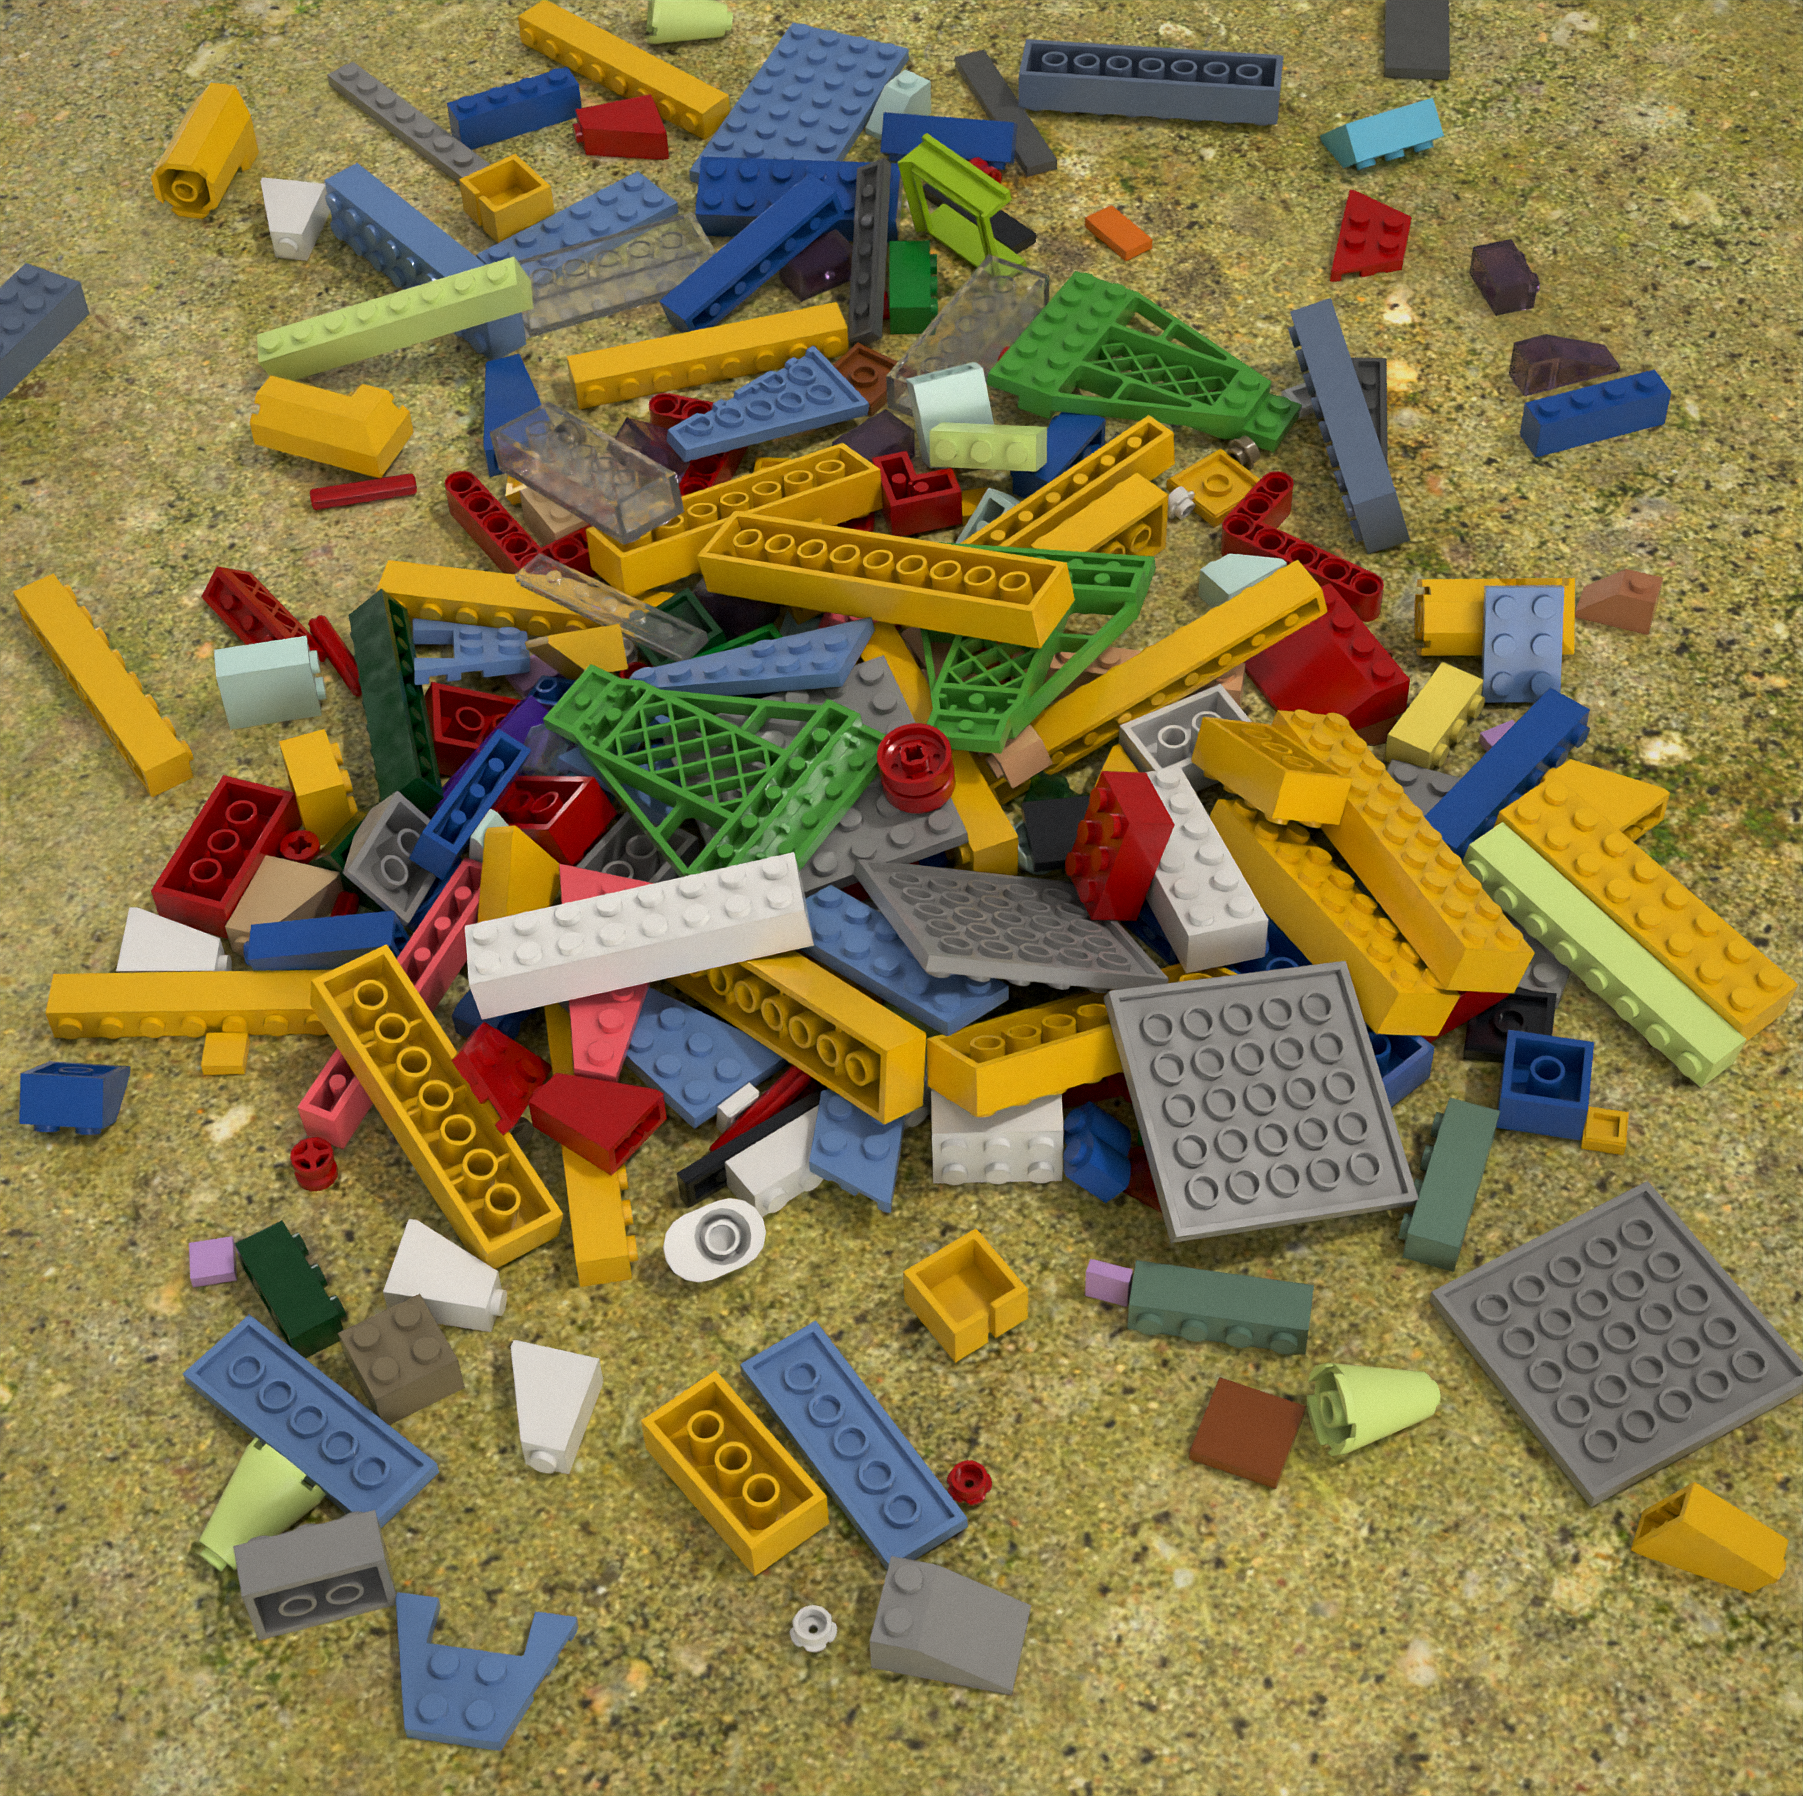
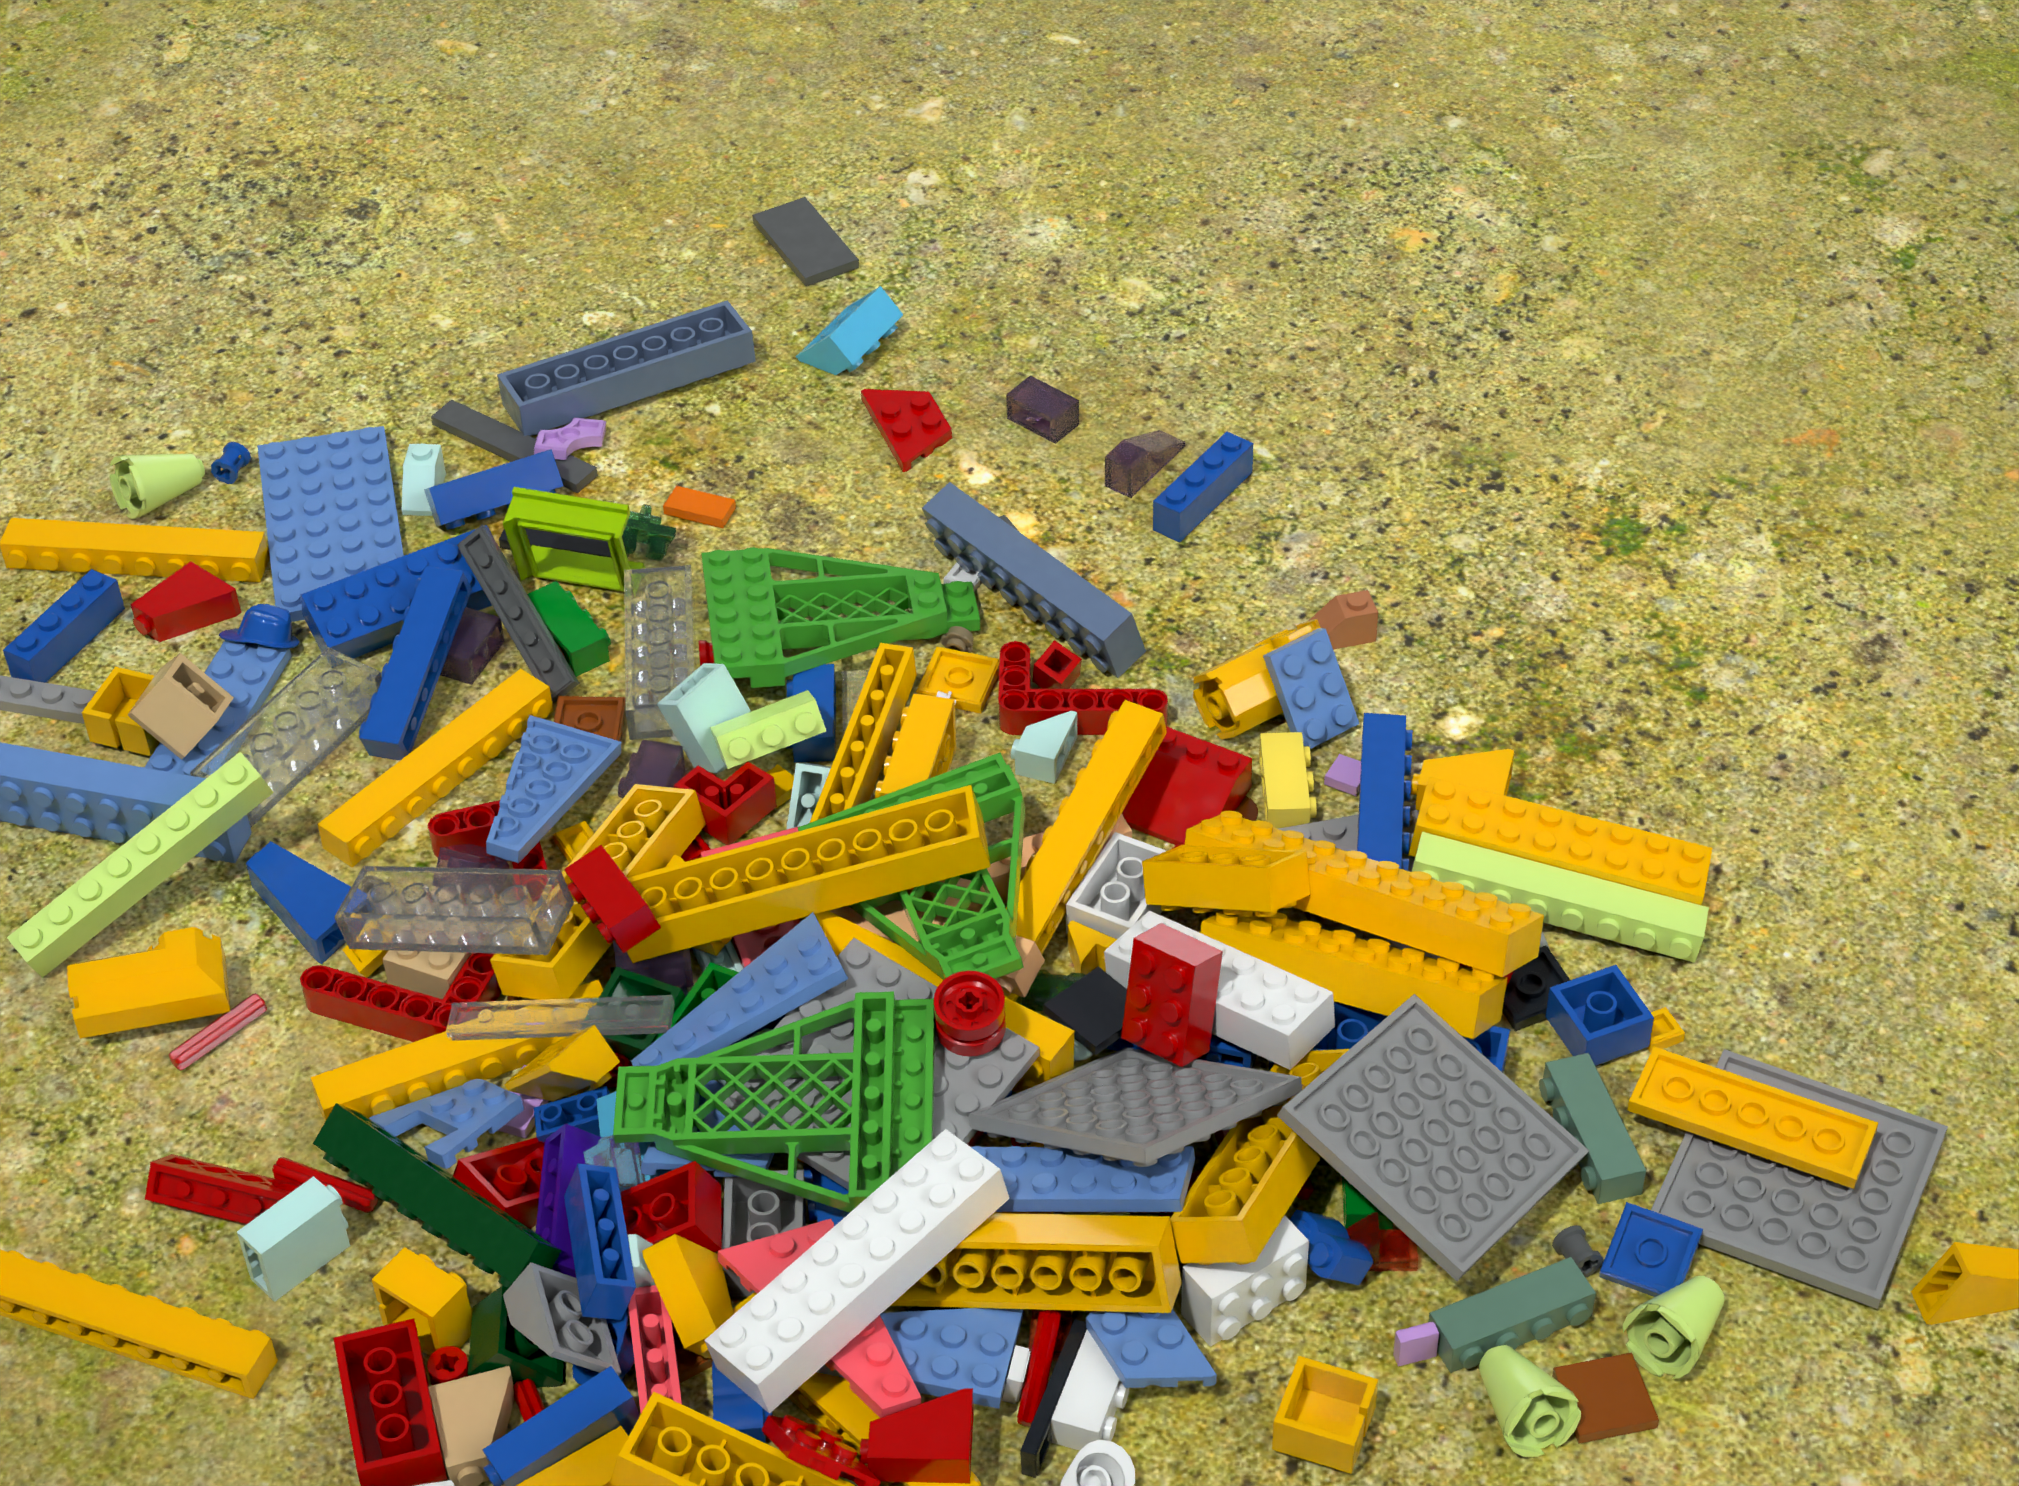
camera: 35 degrees left, 5 degrees down
(532, 207) = (180, 705): none -> tan slope
(666, 177) = (265, 626): none -> blue piece
(708, 522) = (610, 900): none -> red brick
(765, 16) = (230, 462): none -> blue bush
(1043, 227) = (646, 529): none -> clear green hips
(1066, 124) = (574, 436): none -> lavender tile
(1158, 1392) = (1527, 1402): none -> yellowish green cone
(1304, 515) = (1056, 668): none -> red brick
(1335, 1287) = (1572, 1243): none -> dark grey bush
(1406, 1325) = (1650, 1251): none -> blue tile
(1613, 1259) = (1753, 1117): none -> yellow plate

